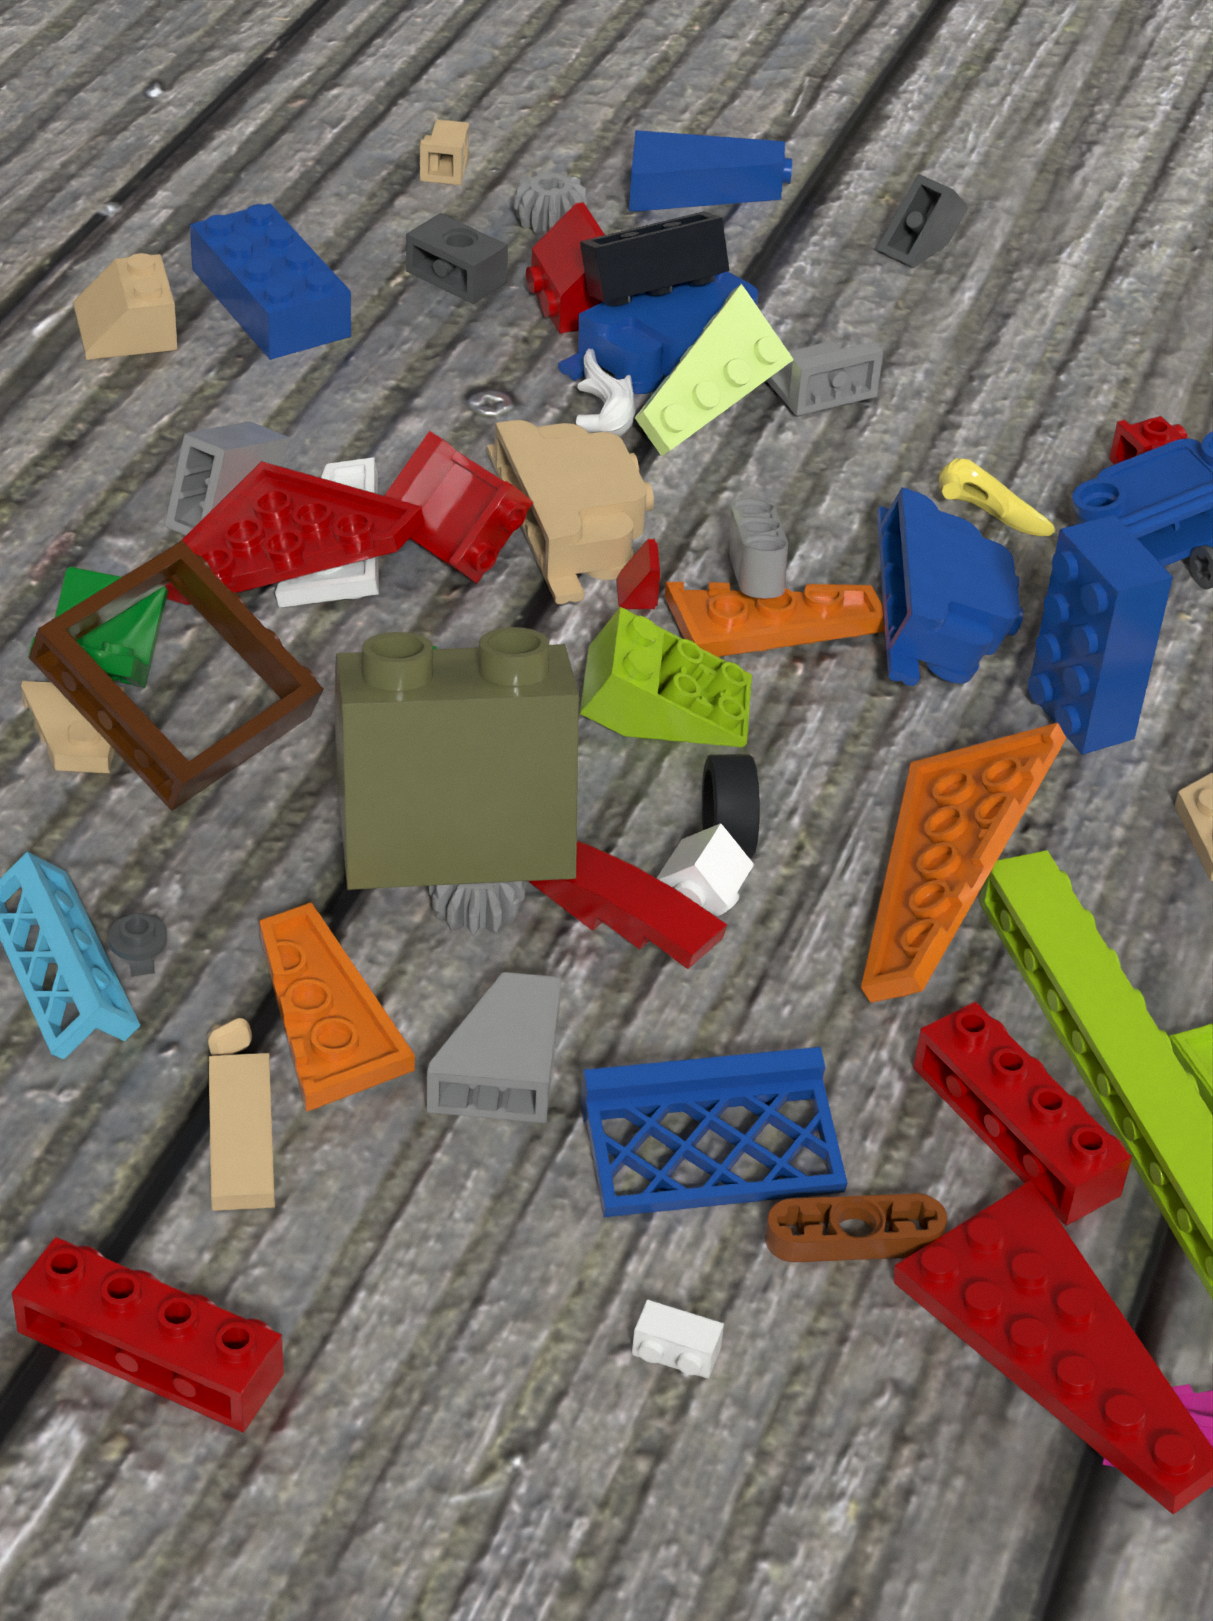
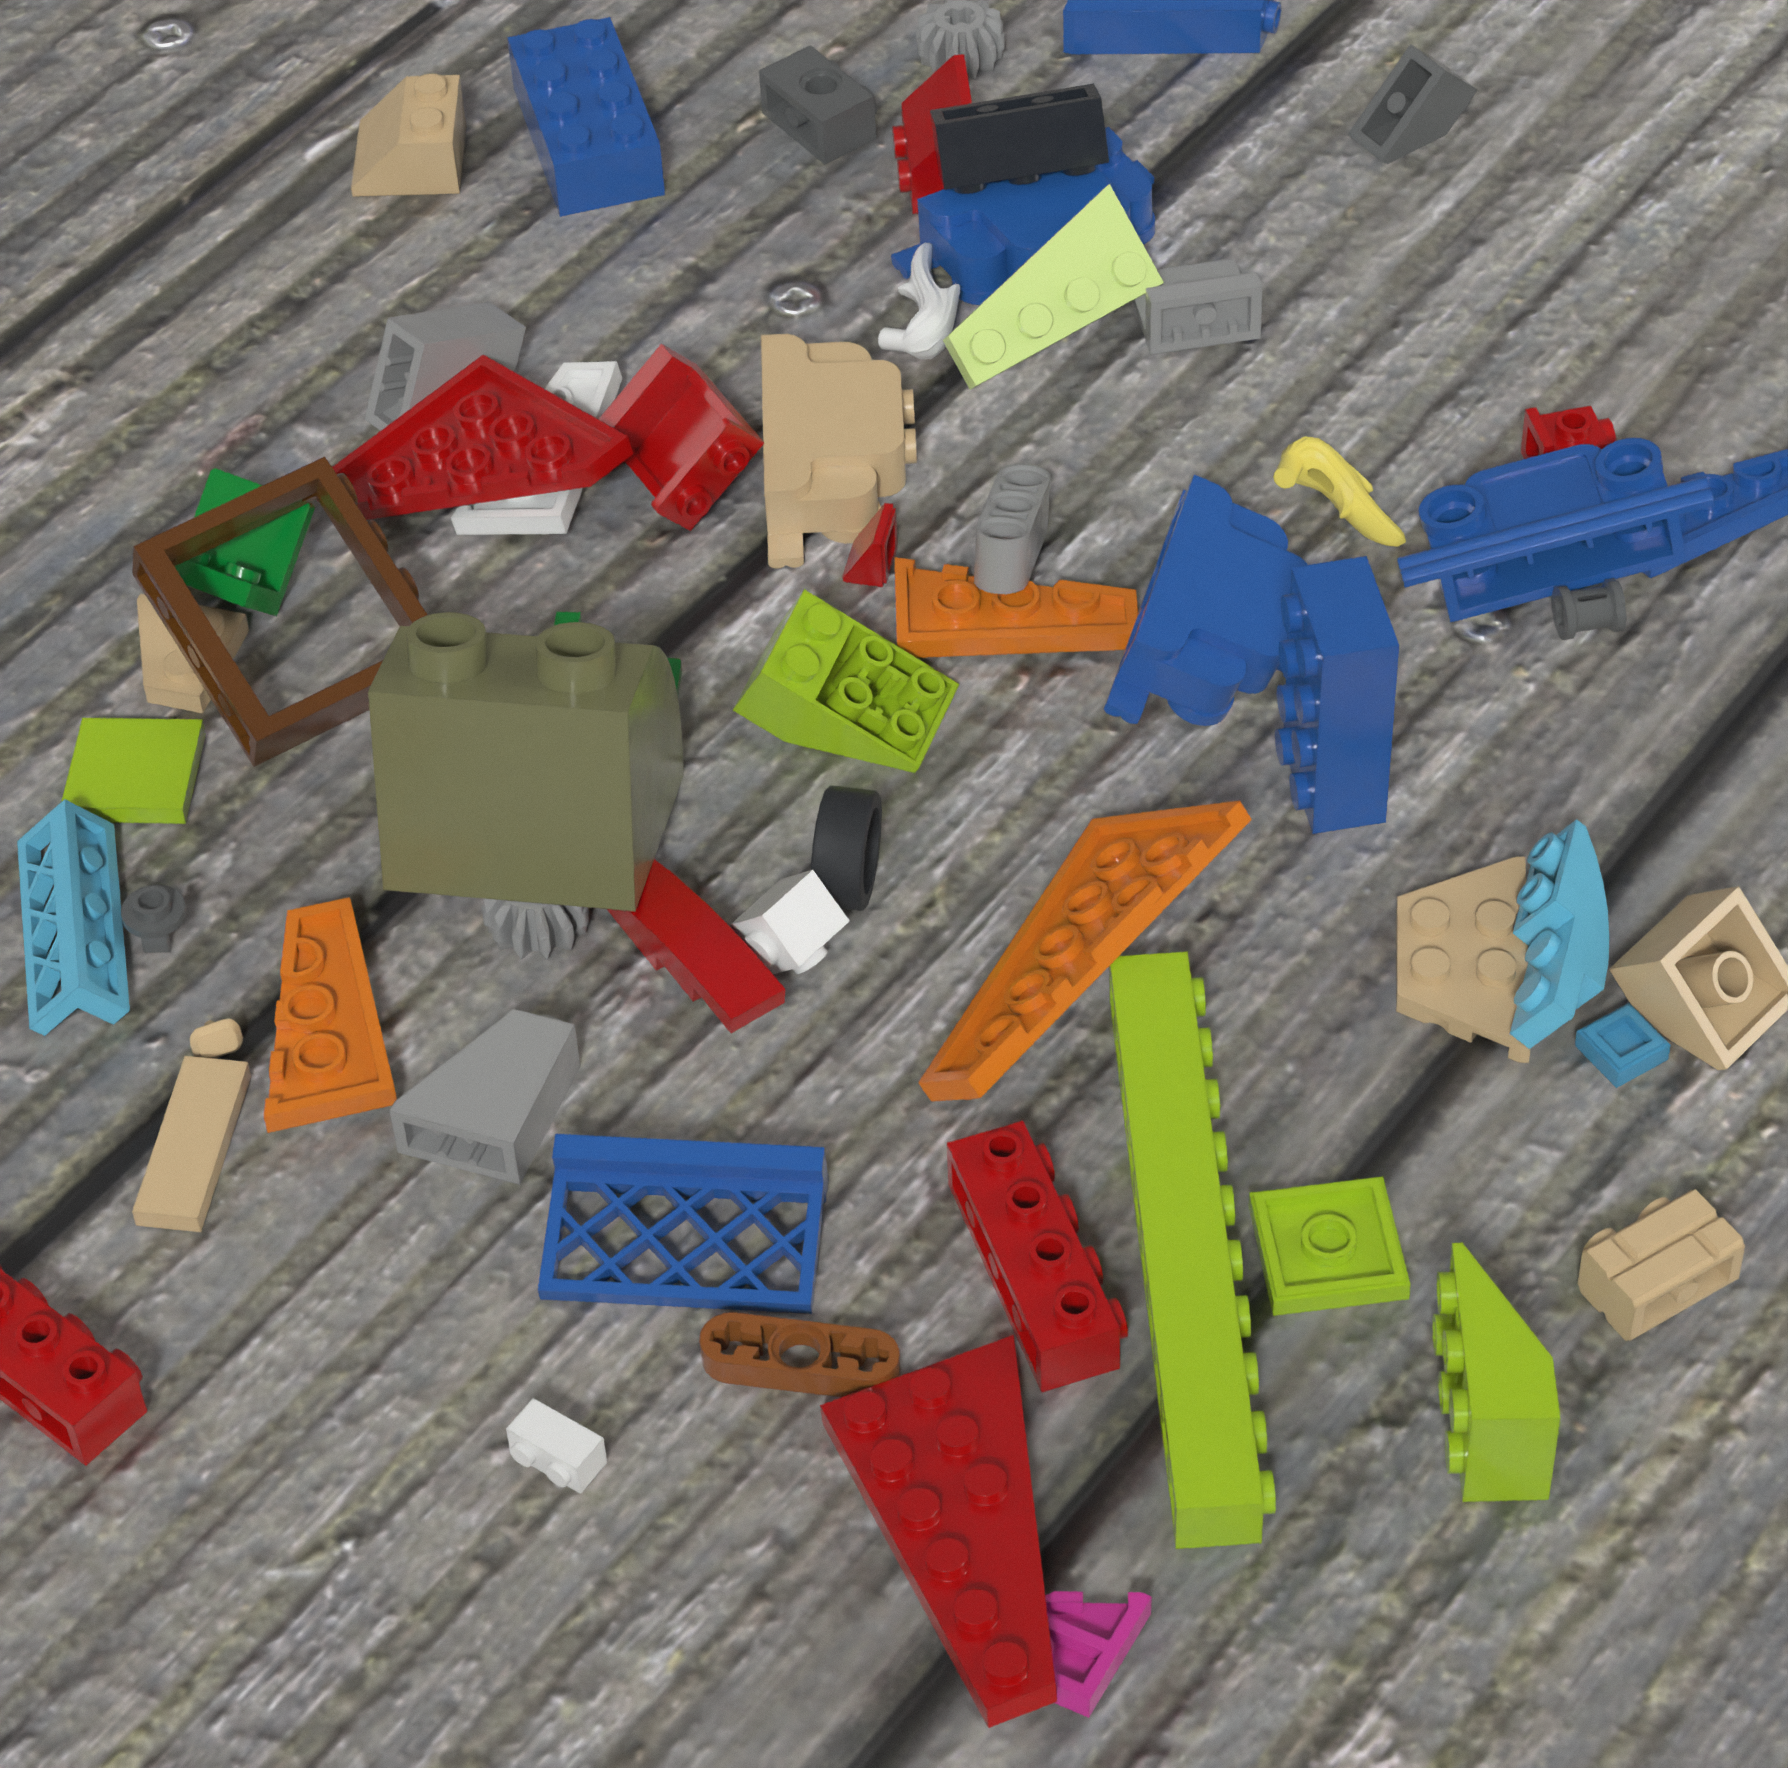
camera: 20 degrees right, 5 degrees up
(69, 823) = (135, 768): none -> lime tile

